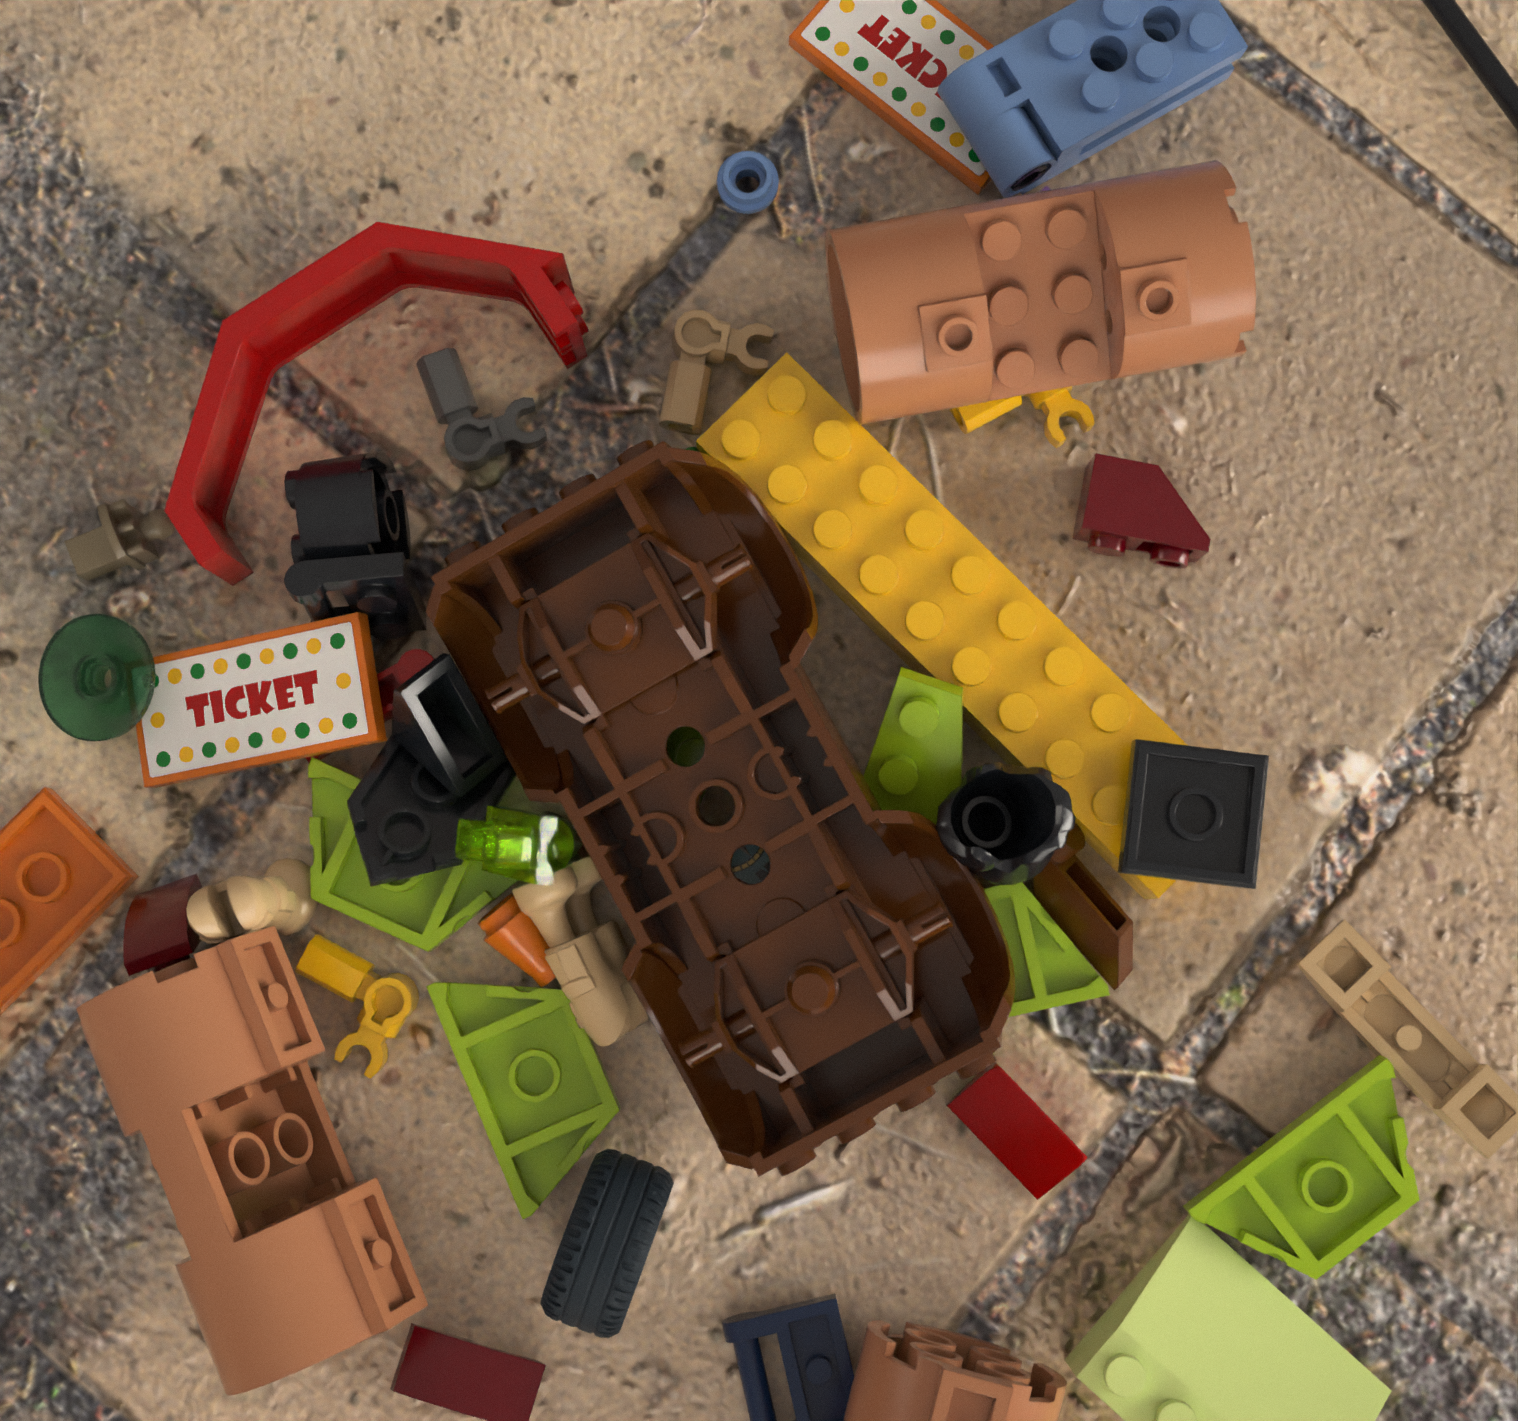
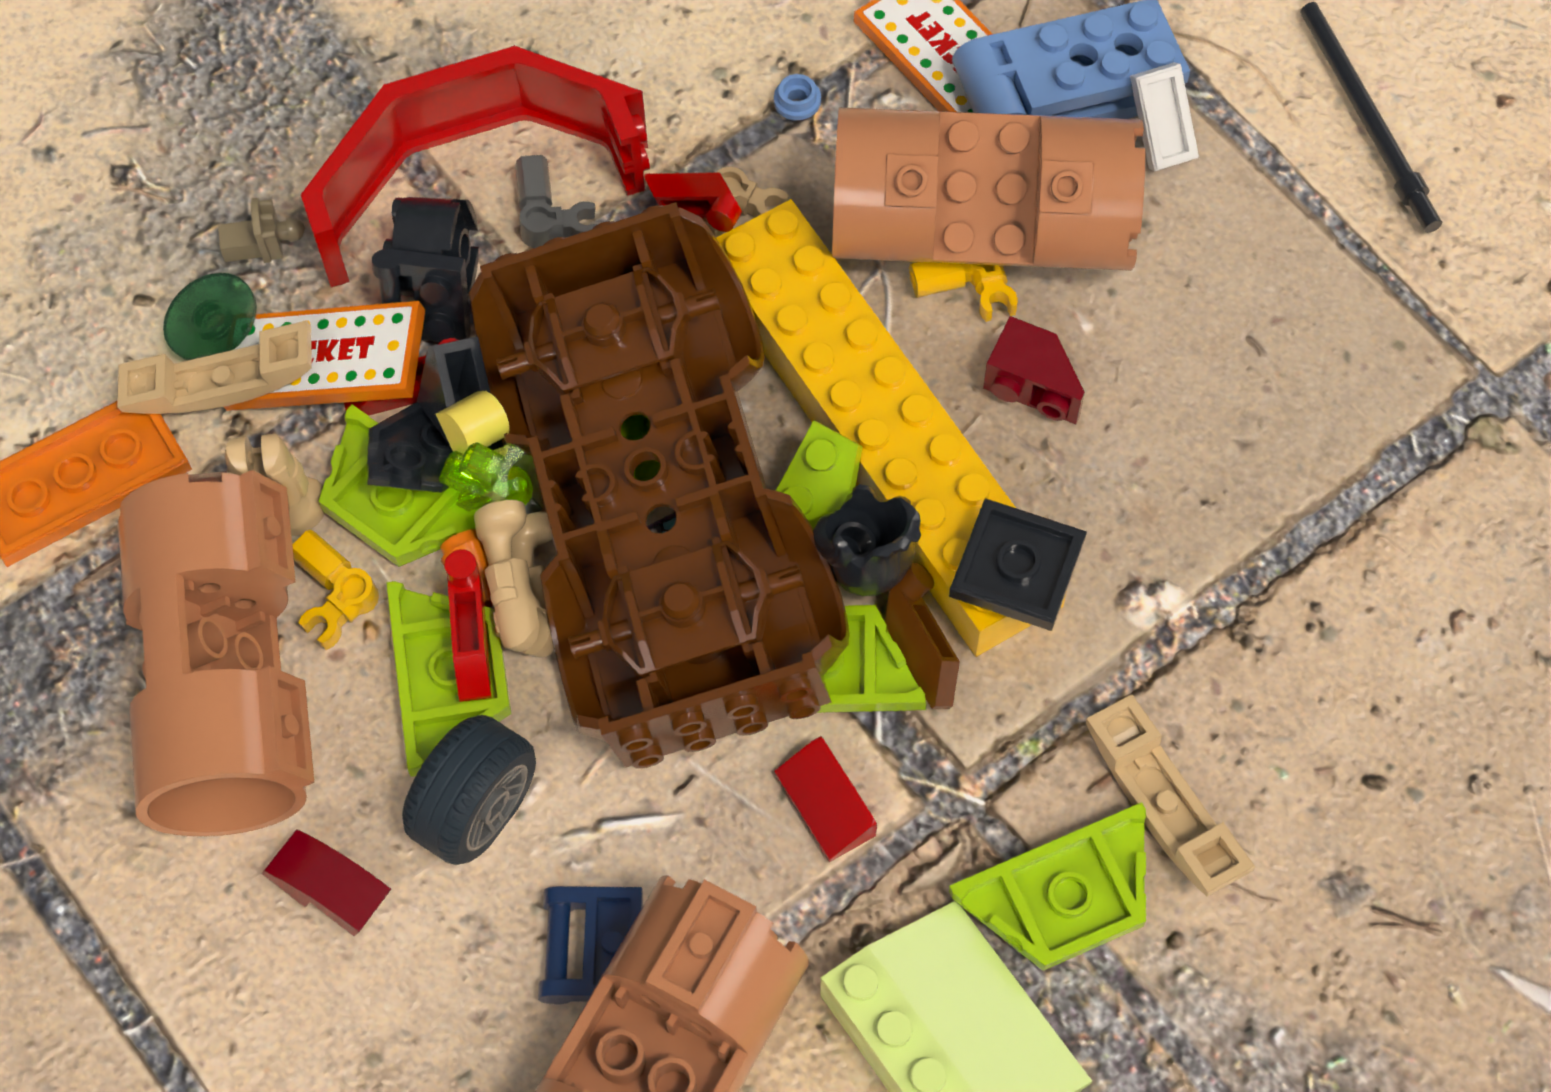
camera: 15 degrees right, 20 degrees down
(131, 763) = (216, 380): none -> tan slope
(475, 768) = (474, 420): none -> light yellow brick
(545, 1034) = (468, 626): none -> red piece
(664, 370) = (698, 193): none -> red piece
(1223, 110) = (1165, 115): none -> white tile

